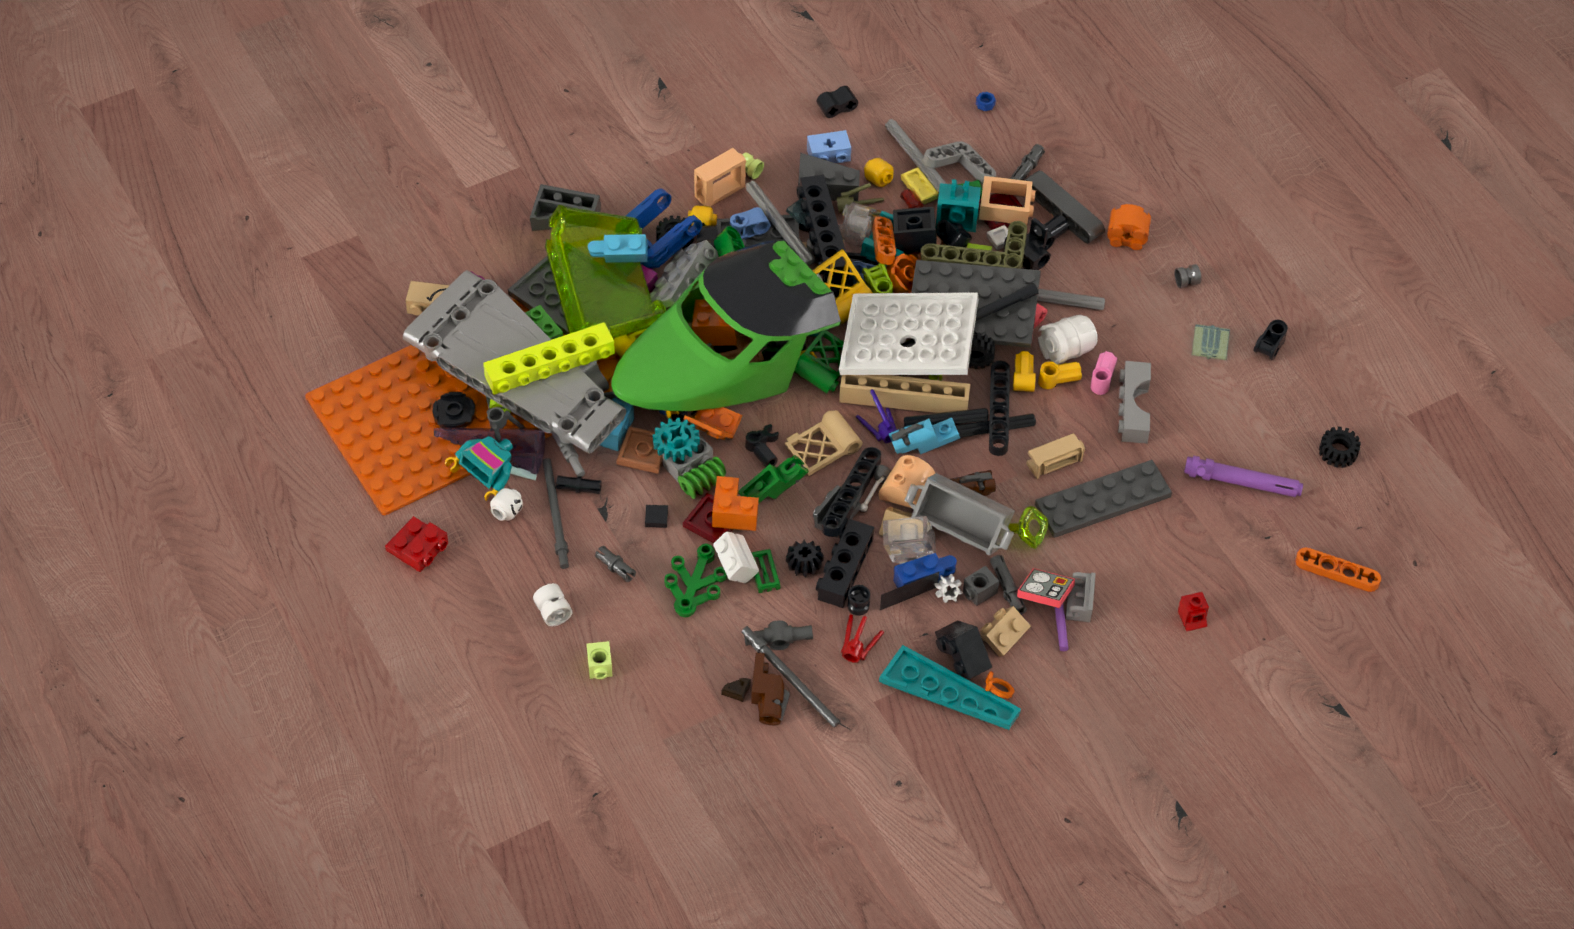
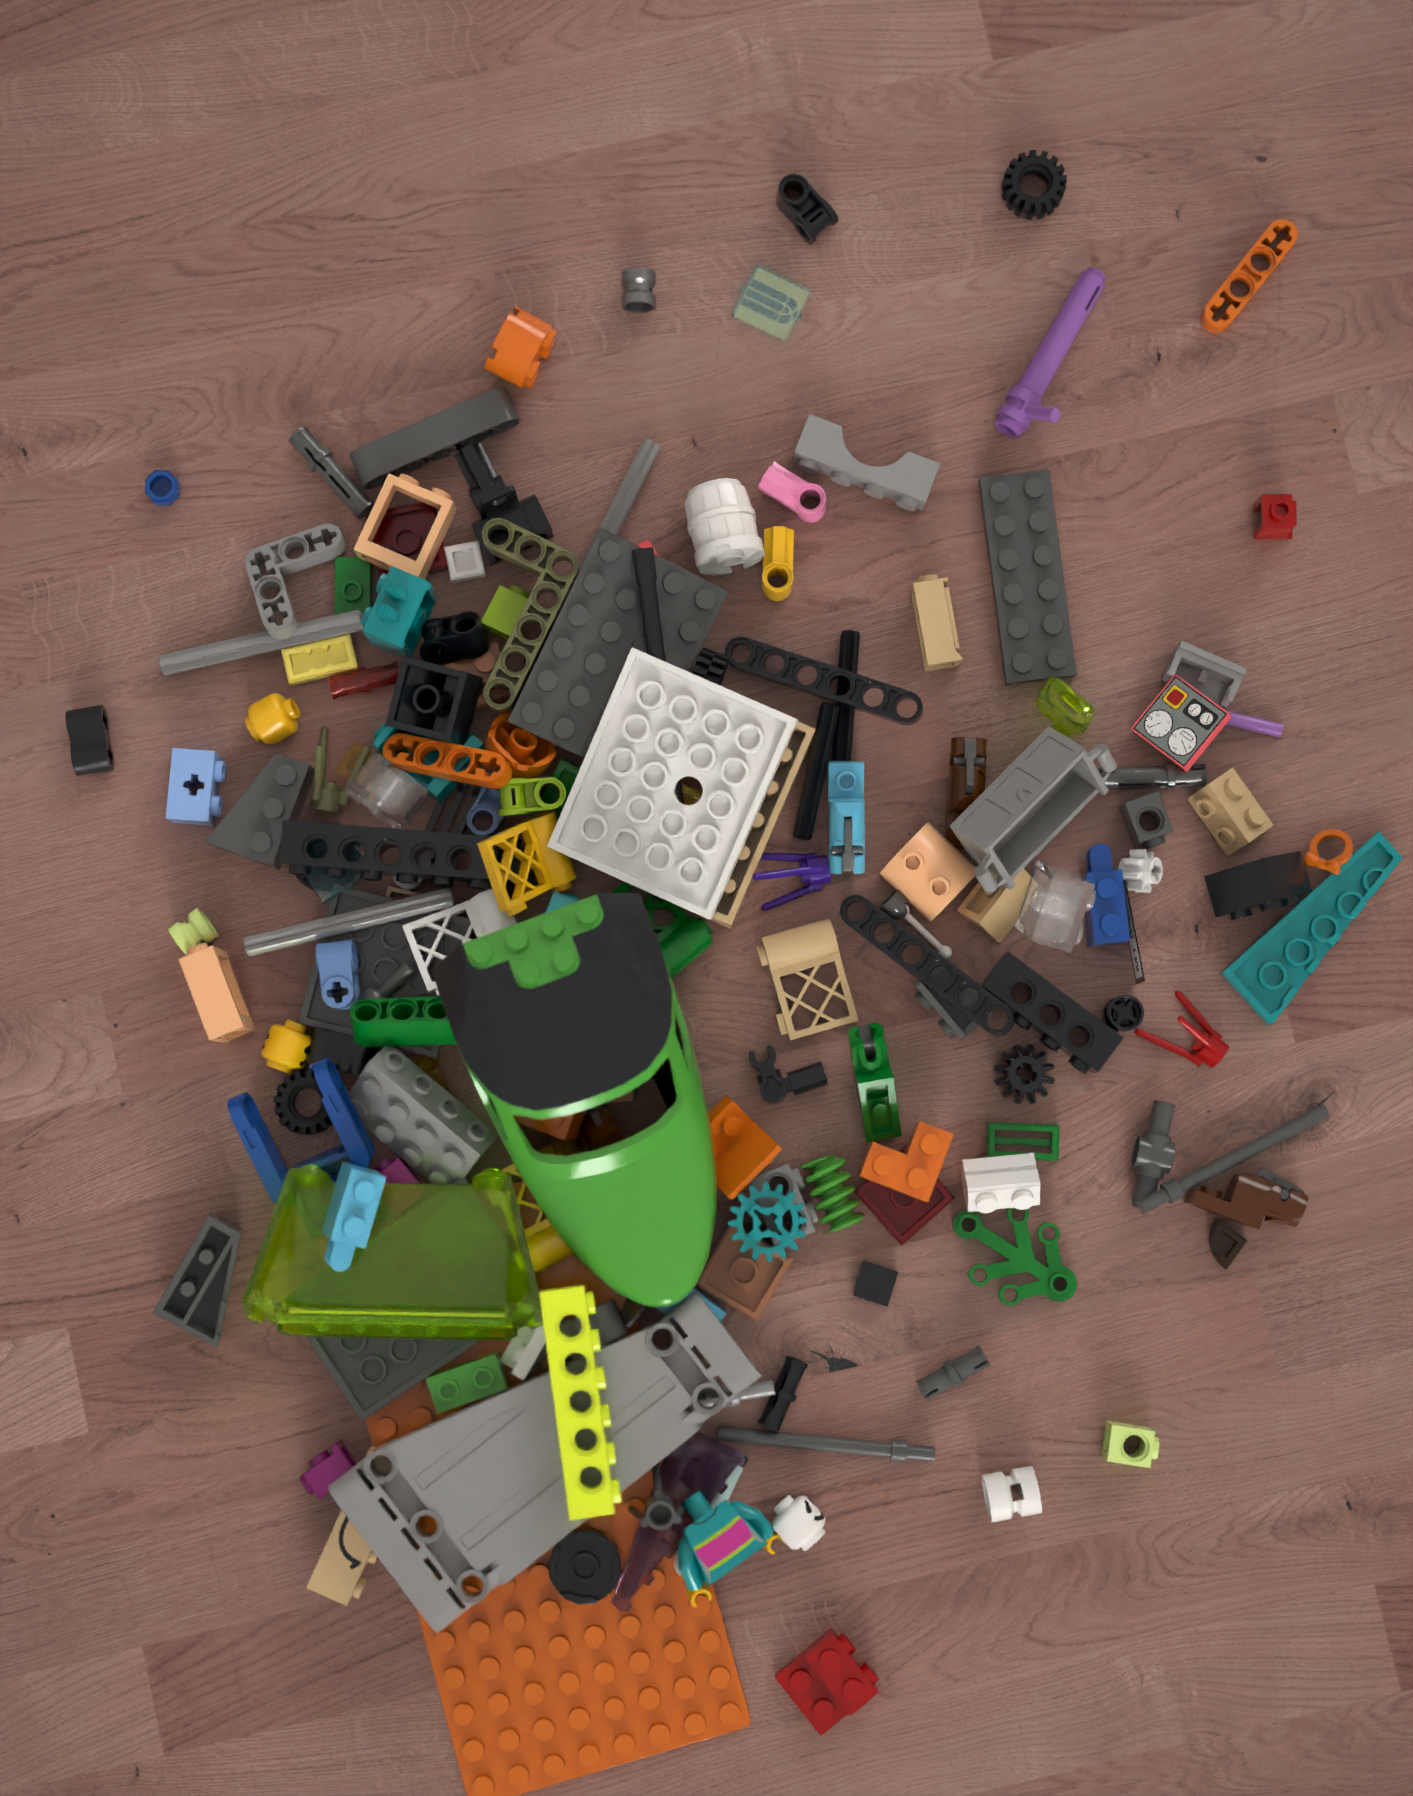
camera: 75 degrees left, 30 degrees up
(1023, 376) = (769, 621): yellow piece -> none

